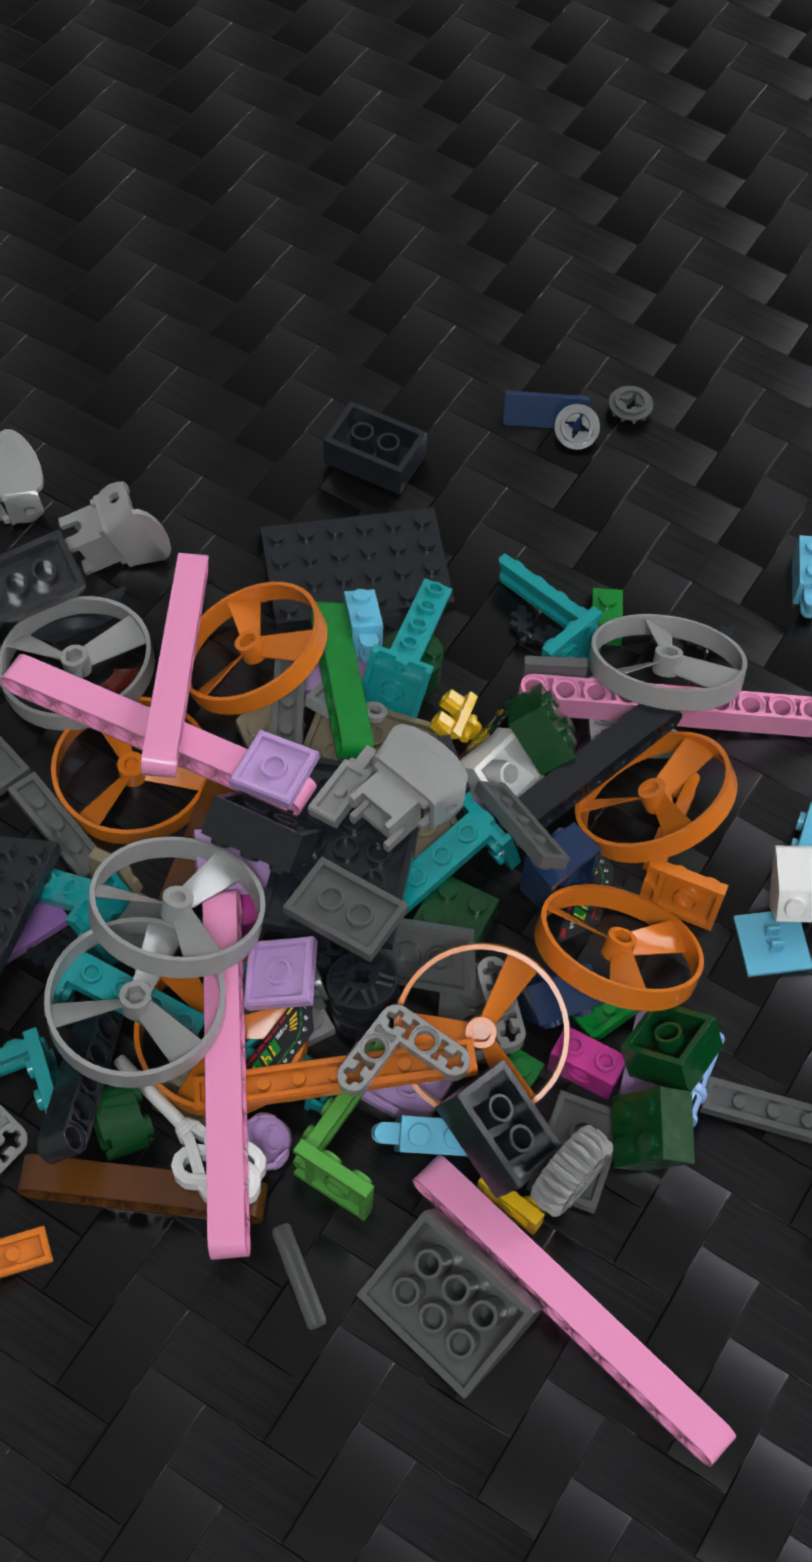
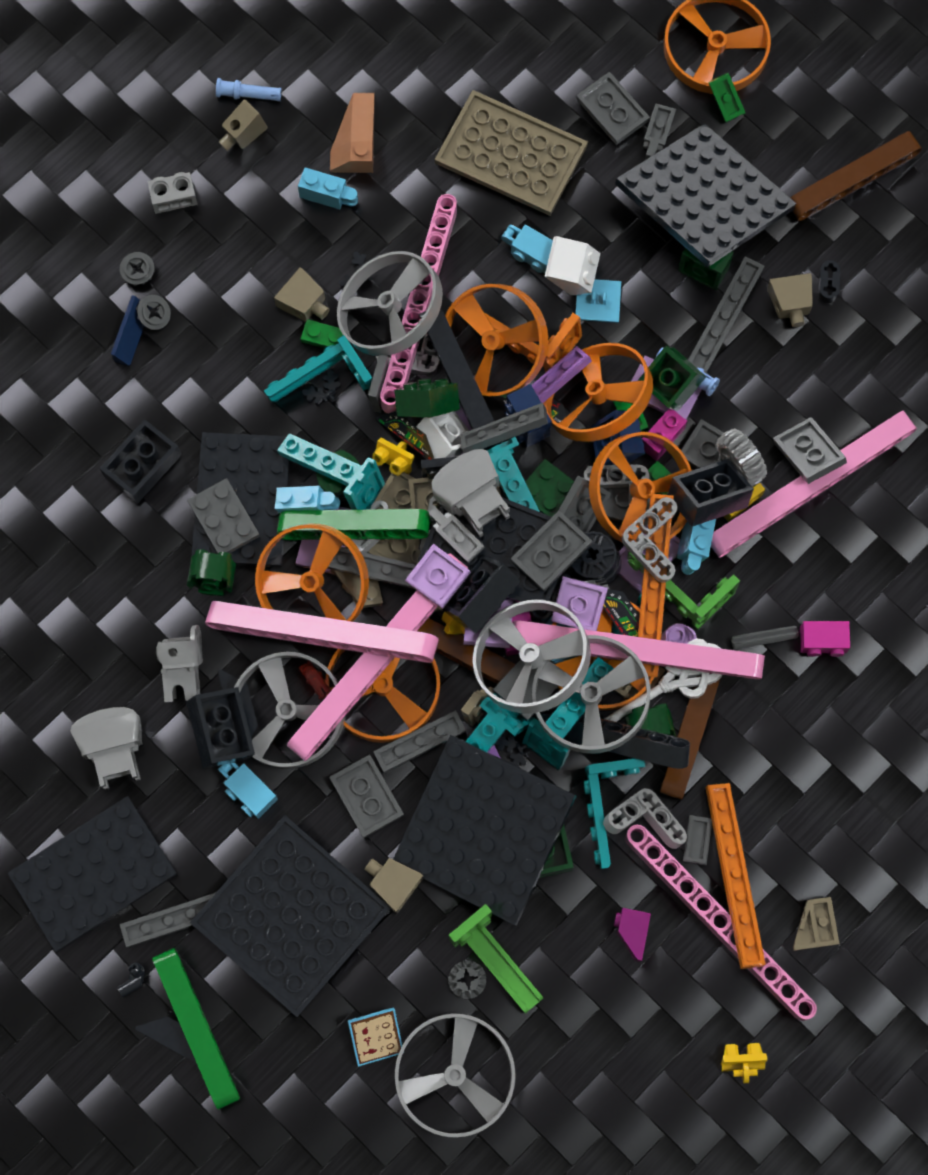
camera: 75 degrees left, 15 degrees up
(244, 544) = (211, 572): none -> dark green brick
(314, 1370) = (825, 637): none -> dark pink brick
(321, 545) = (223, 517): none -> dark grey plate
(449, 1301) = (797, 550): dark grey slope -> none
(618, 1285) = (809, 450): none -> plate
(634, 897) = (561, 373): none -> medium lavender tile
(652, 577) = (302, 297): none -> dark tan torso
(652, 1129) = (721, 404): dark green brick -> none
(743, 417) = (173, 198): none -> light grey brick

